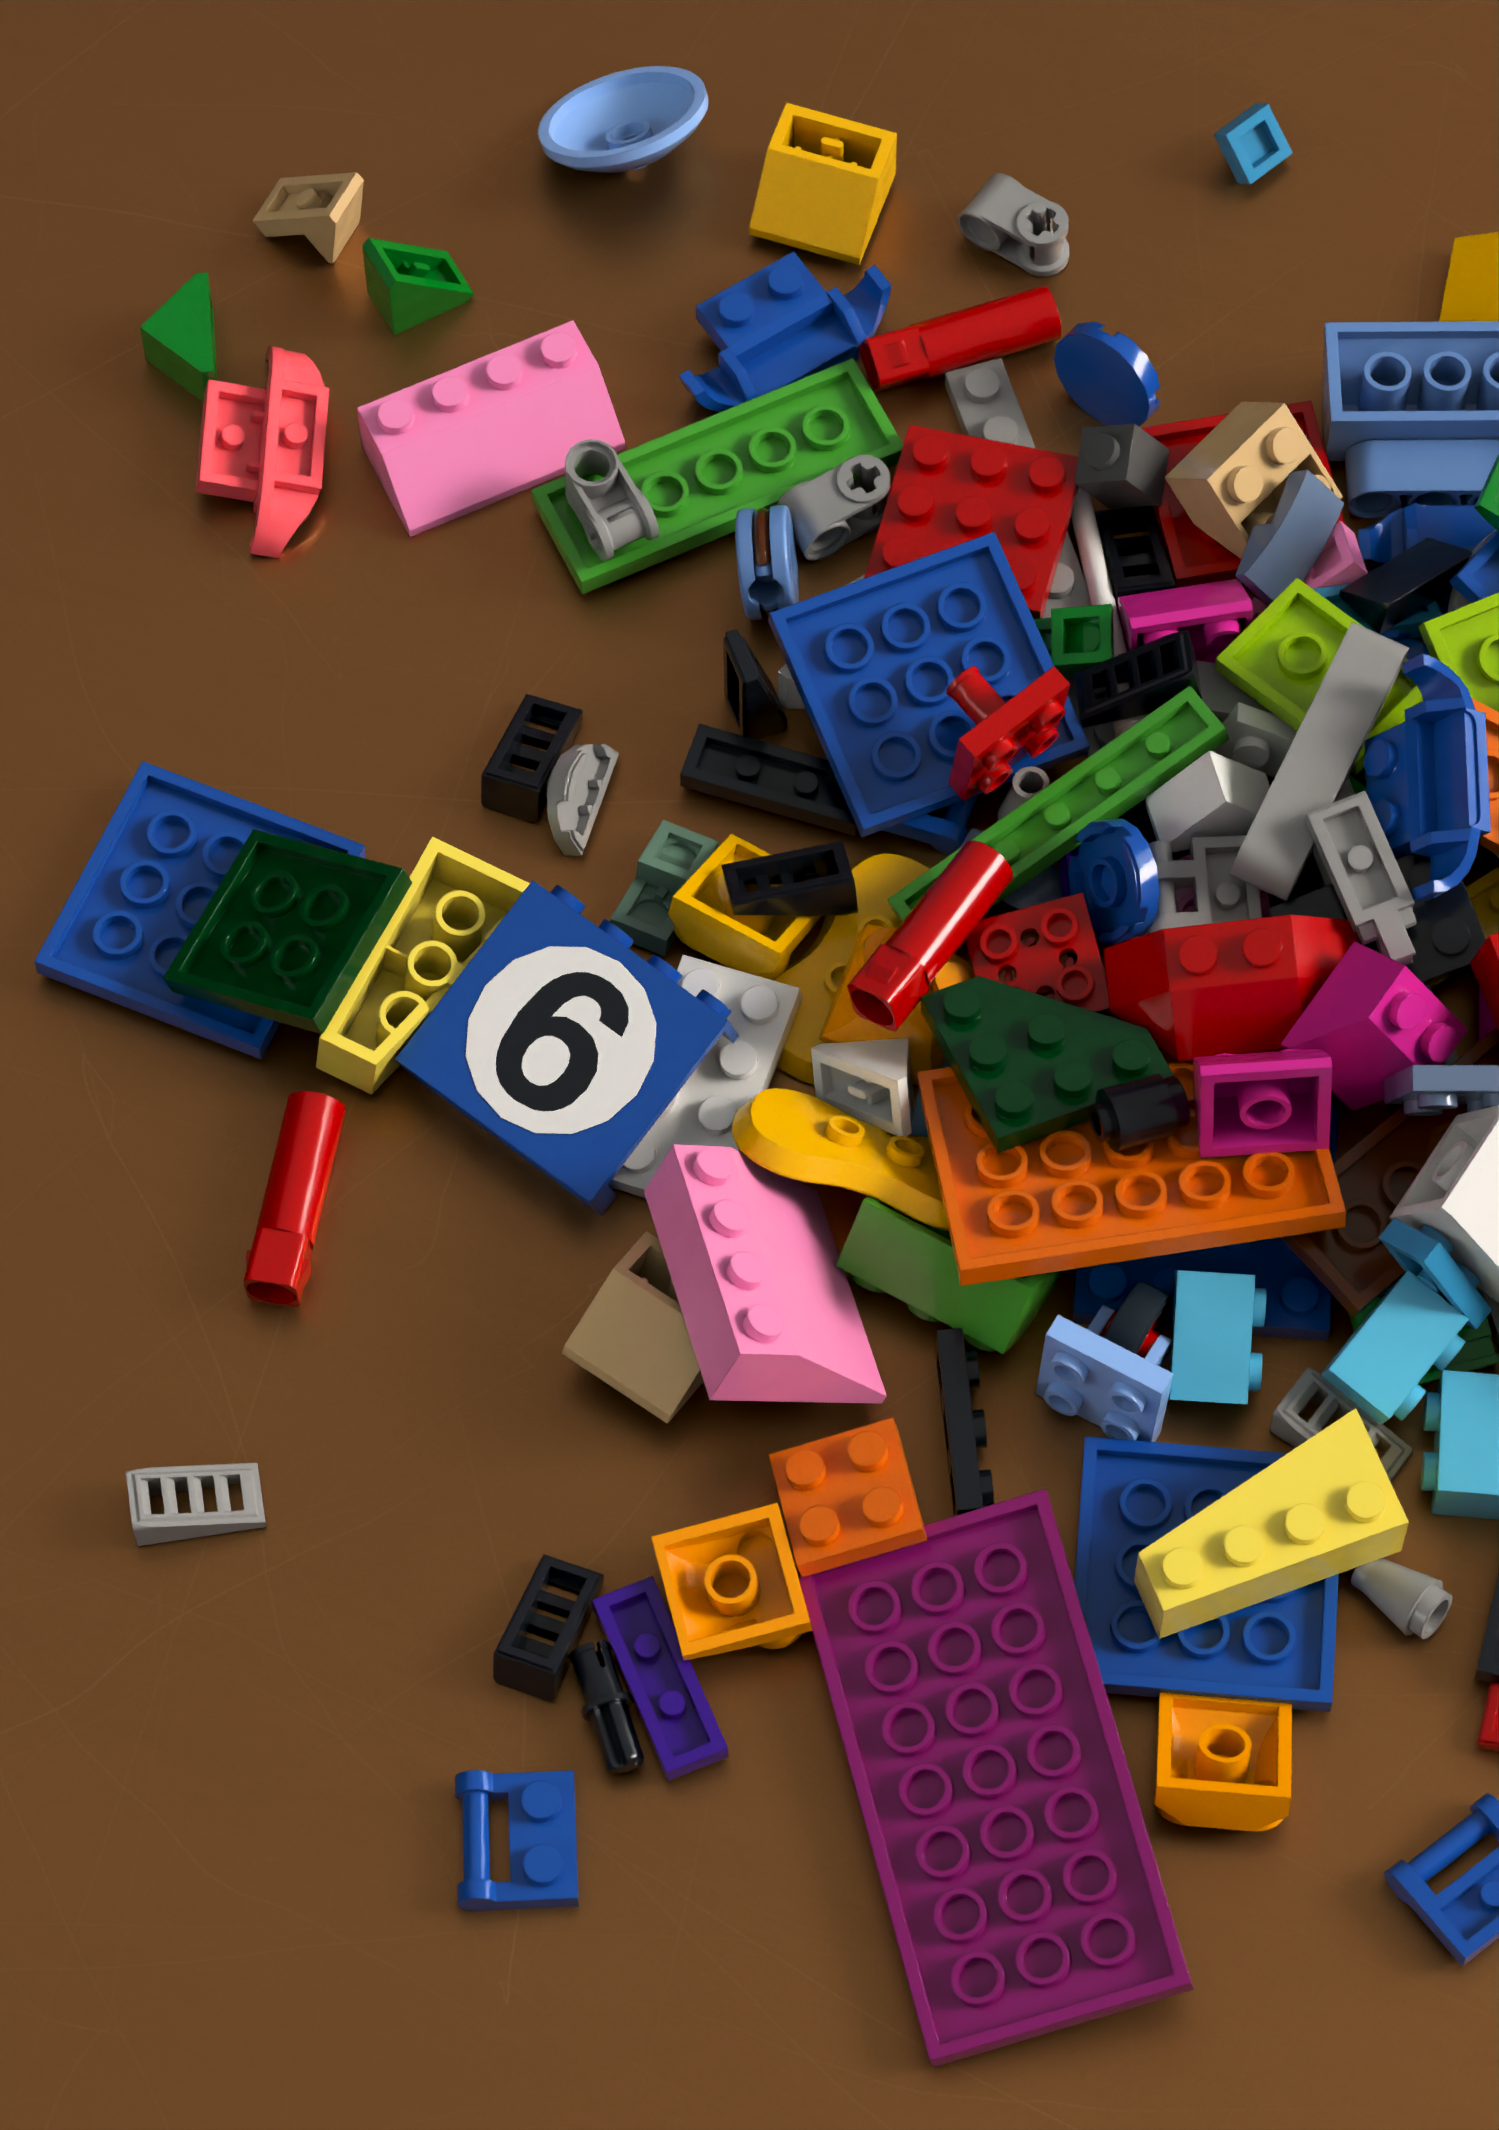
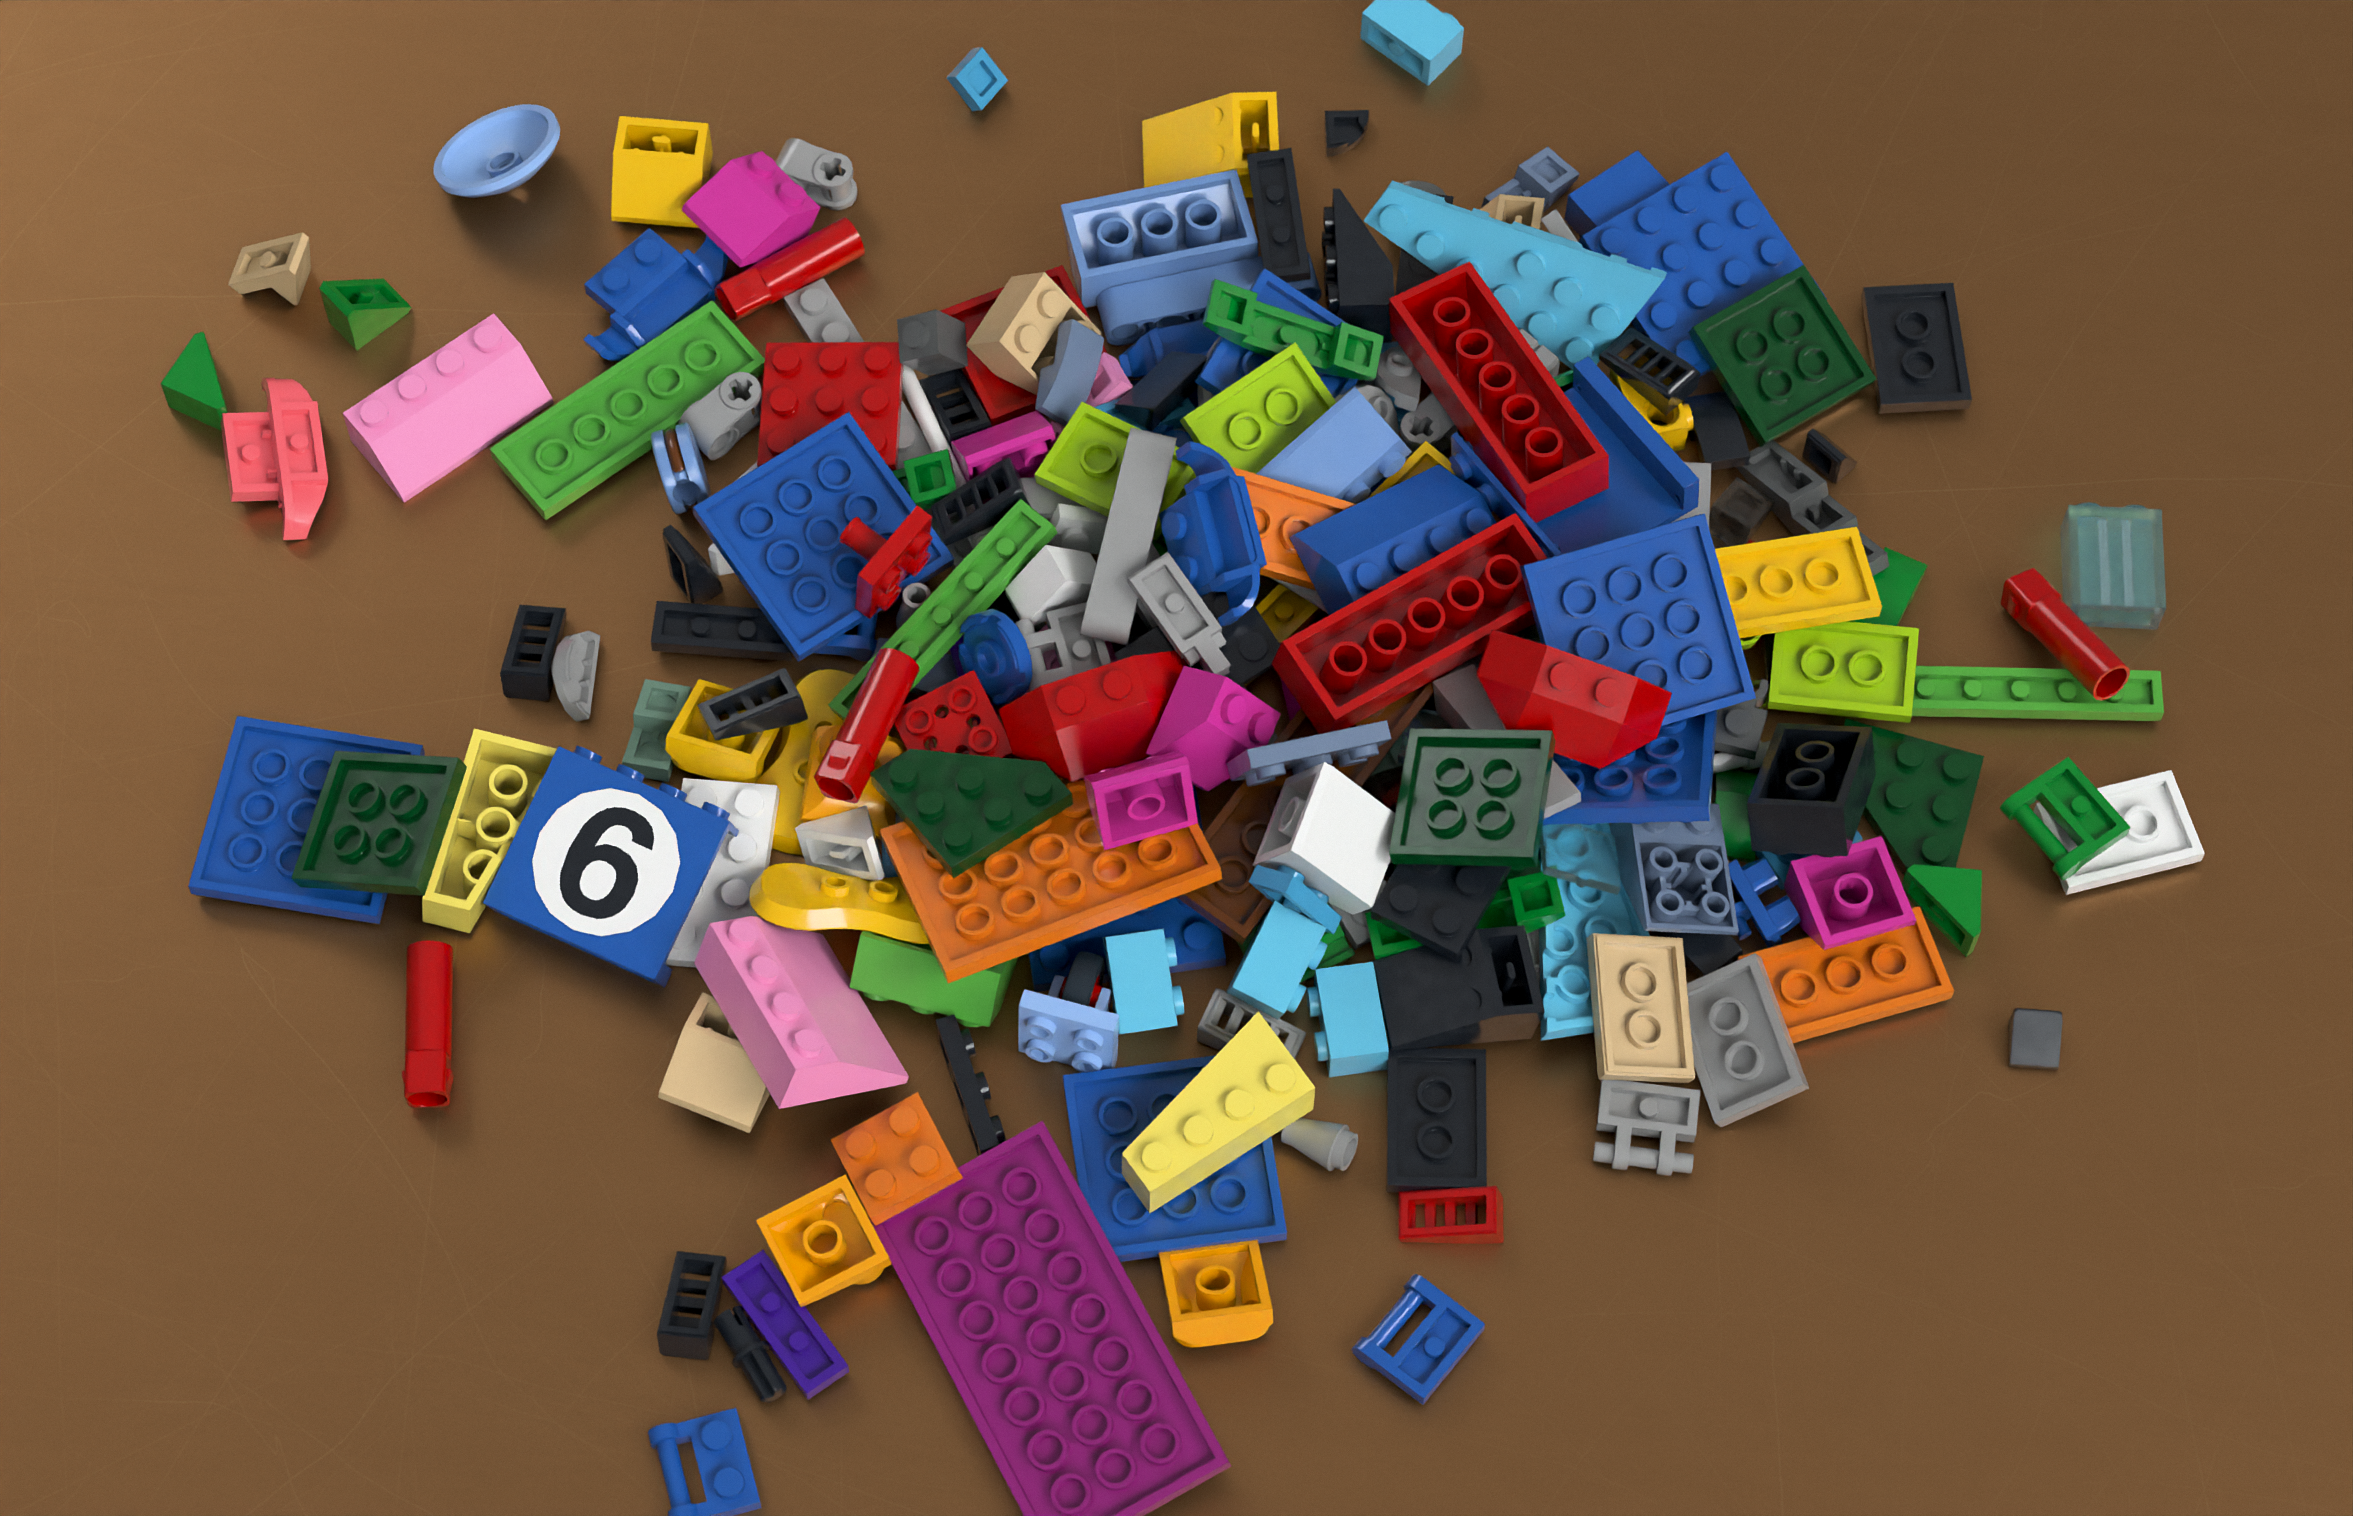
camera: 15 degrees left, 0 degrees up
(175, 1526) = (393, 1291): light grey slope -> none
(609, 508) = (555, 450): light grey piece -> none
(929, 252) = (752, 209): none -> dark pink slope
(1107, 375) = (906, 276): blue tile -> none
(1139, 1111) = (1052, 825): black brick -> none

